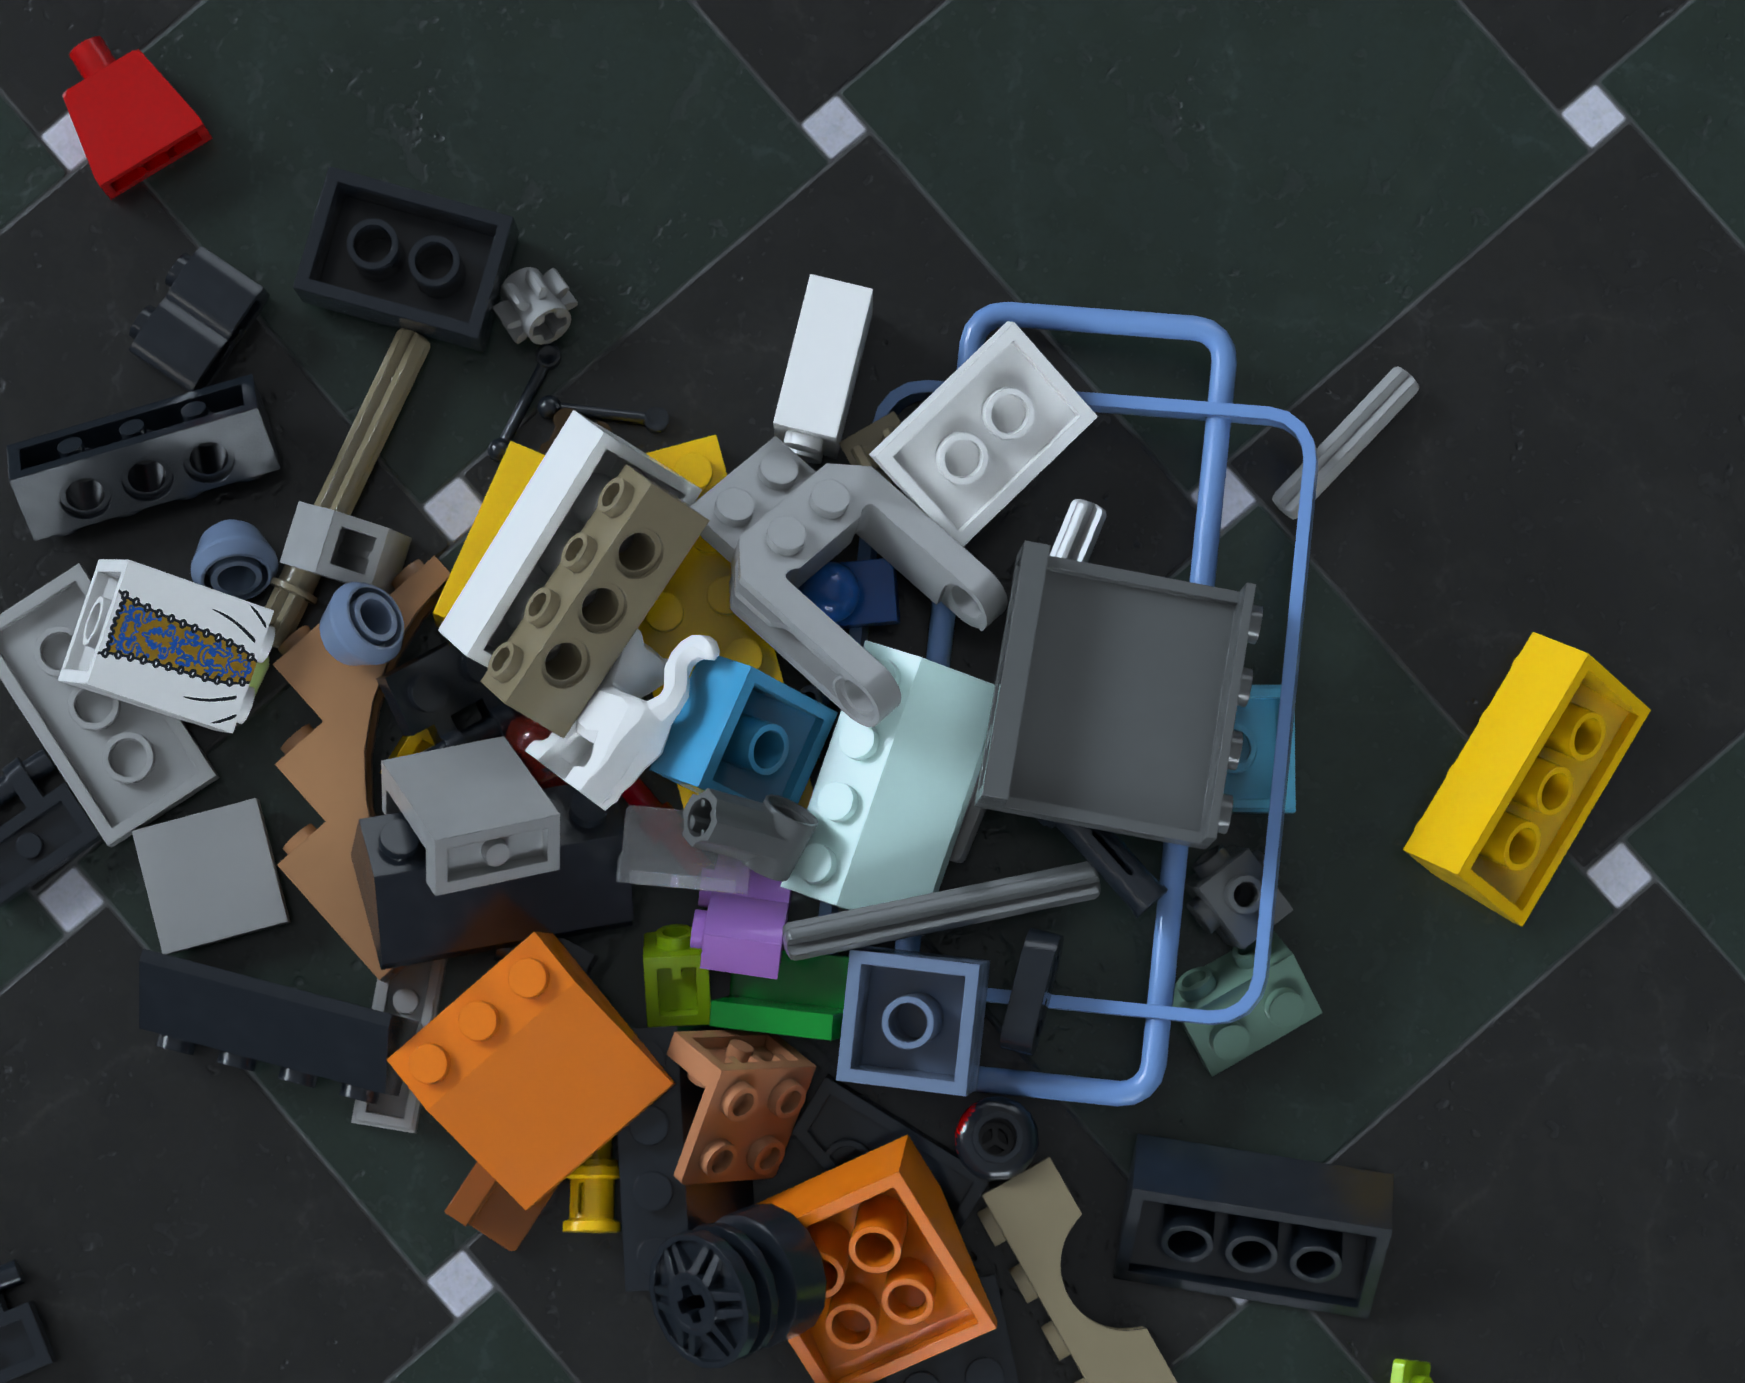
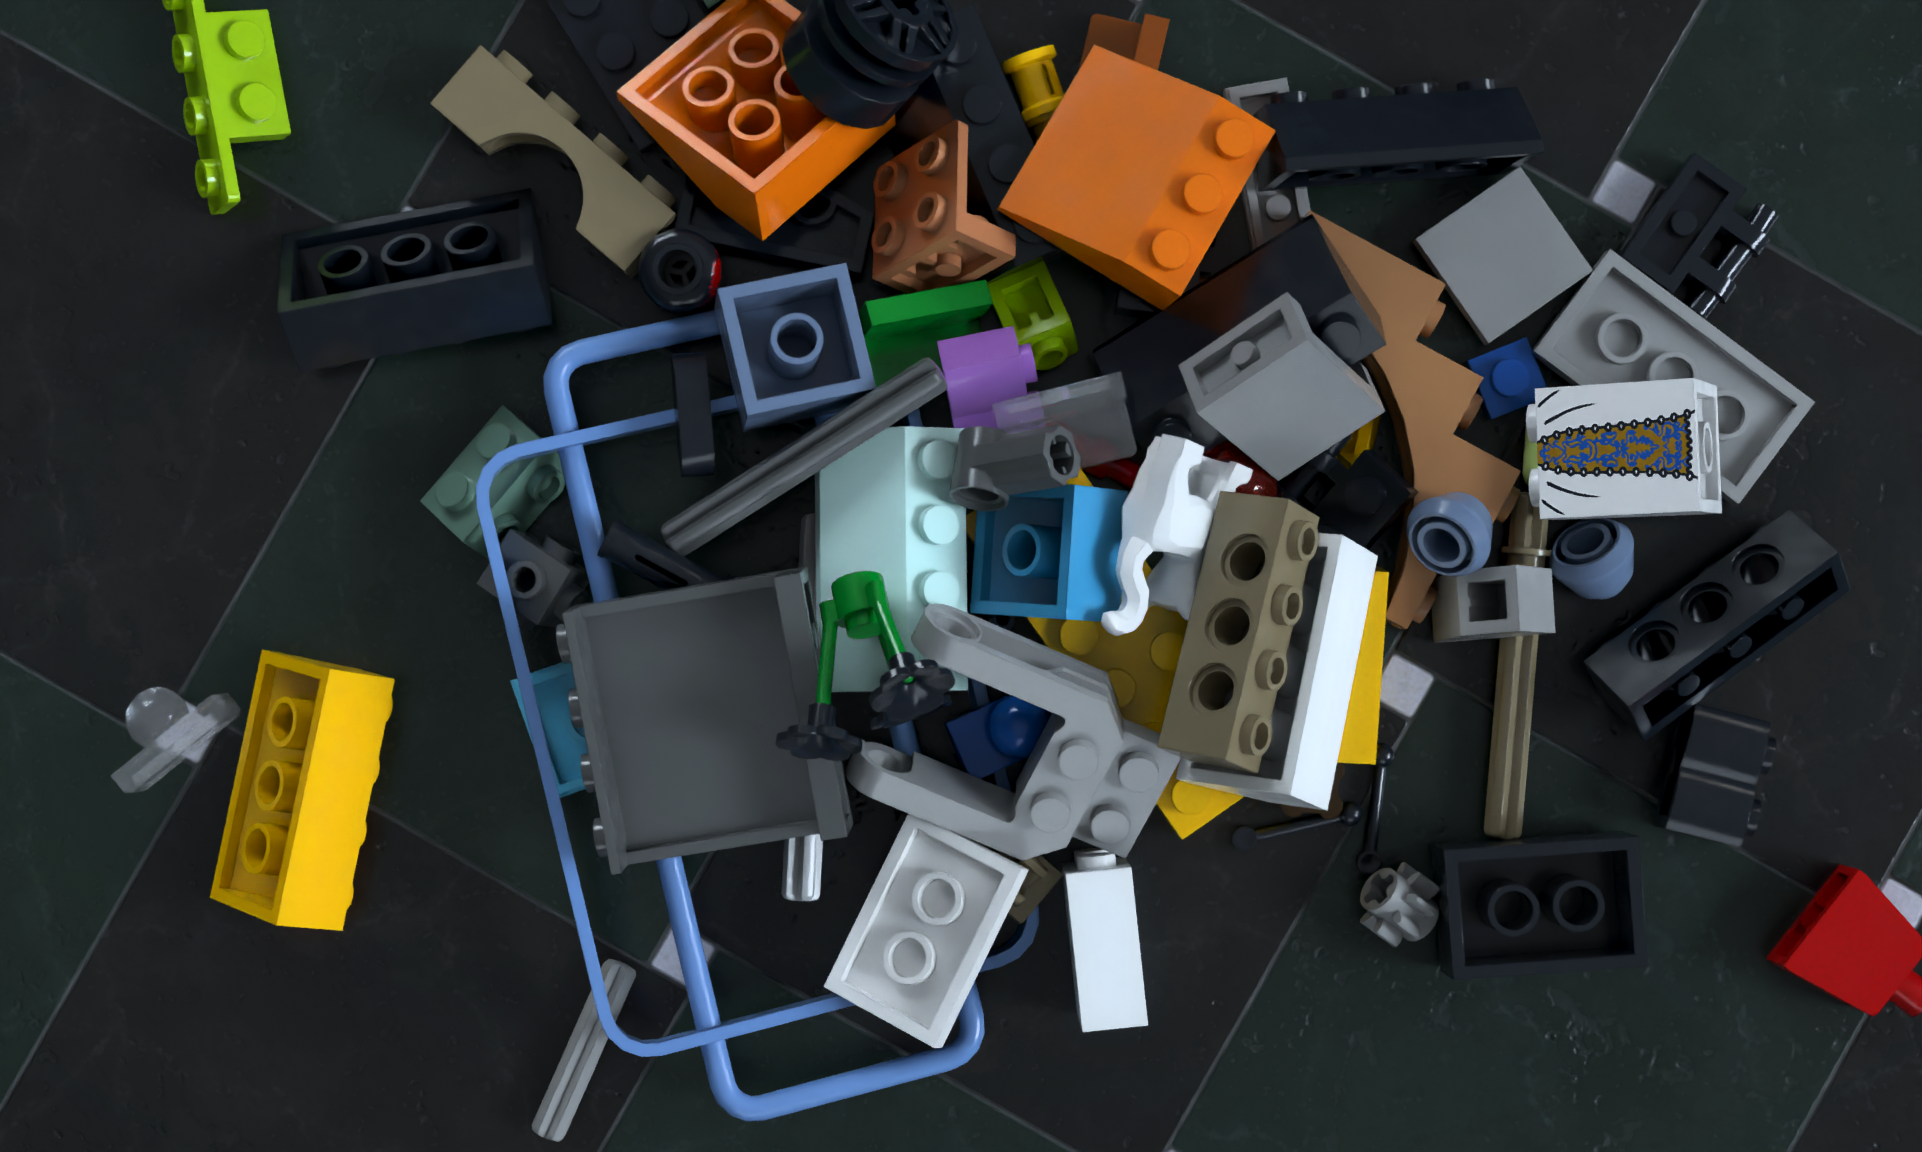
camera: 160 degrees right, 5 degrees up
(249, 759) = (1508, 378): none -> blue plate
(935, 742) = (905, 691): none -> plant
(1639, 887) = (169, 733): none -> clear tile

